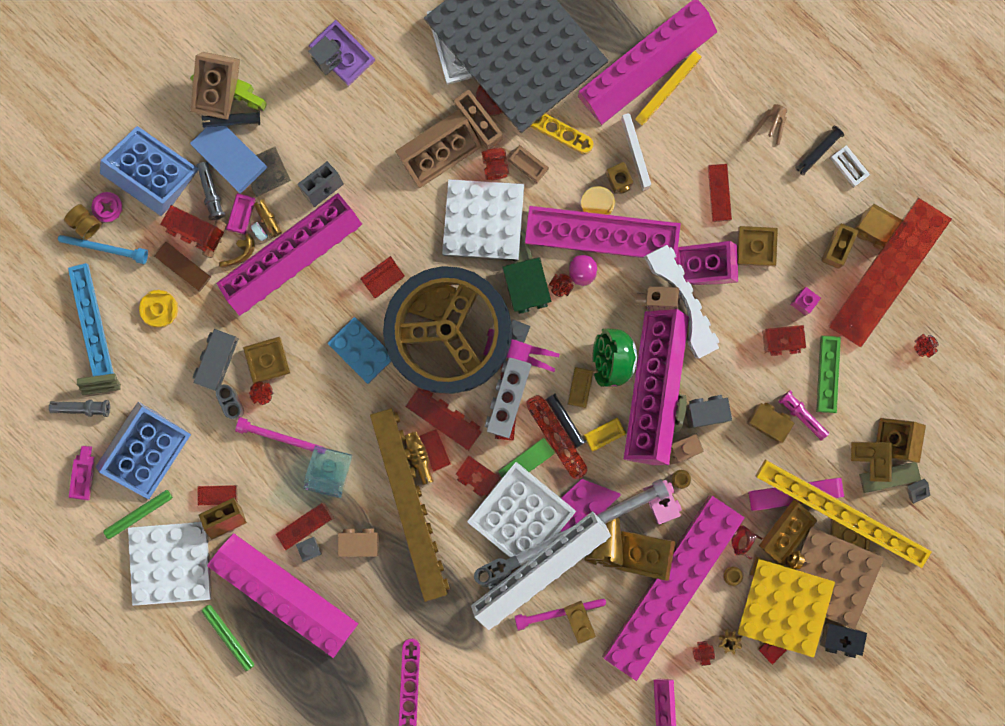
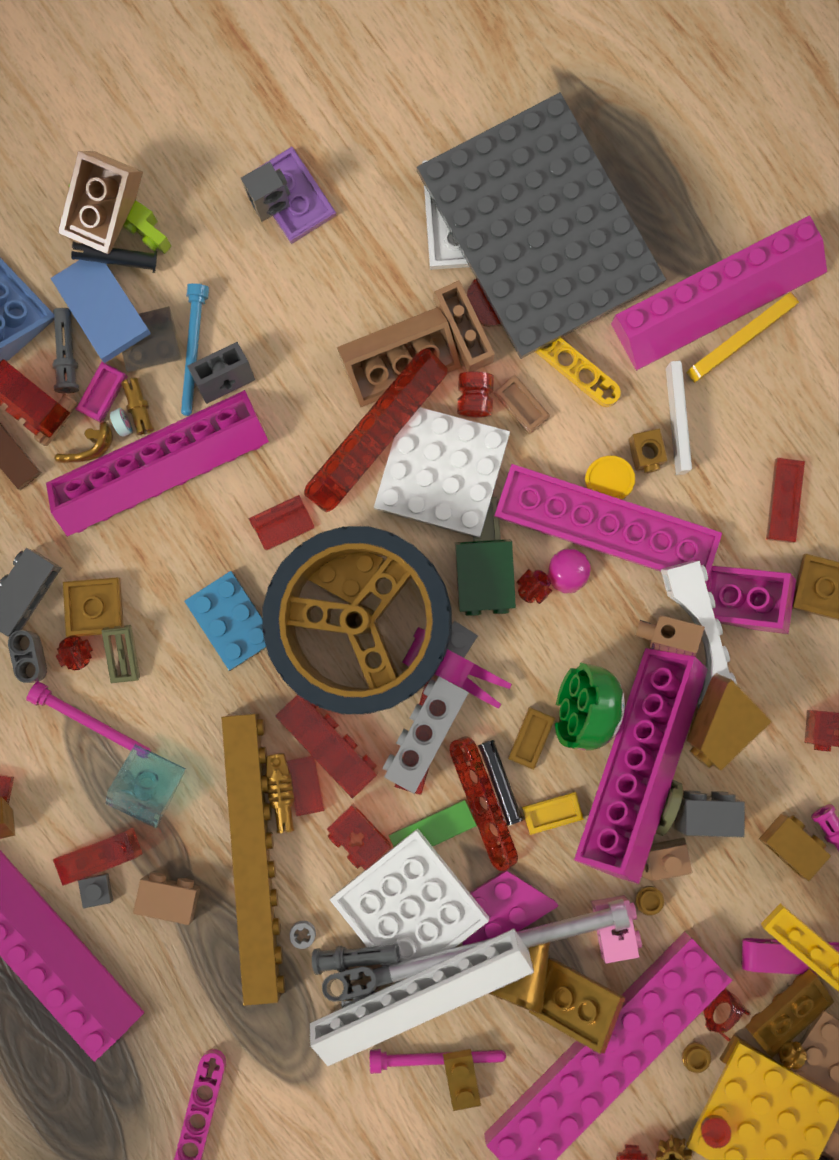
camera: 10 degrees right, 0 degrees up
(292, 135) = (197, 295): none -> dark azure piece
(297, 402) = (118, 631): none -> olive tile
(433, 202) = (376, 430): none -> clear red beam
(451, 543) = (305, 943): none -> light grey bush
(483, 558) = (342, 958): none -> dark grey pin
(704, 348) = (724, 723): none -> pearl gold slope
(753, 618) = (715, 1131): none -> clear red tile

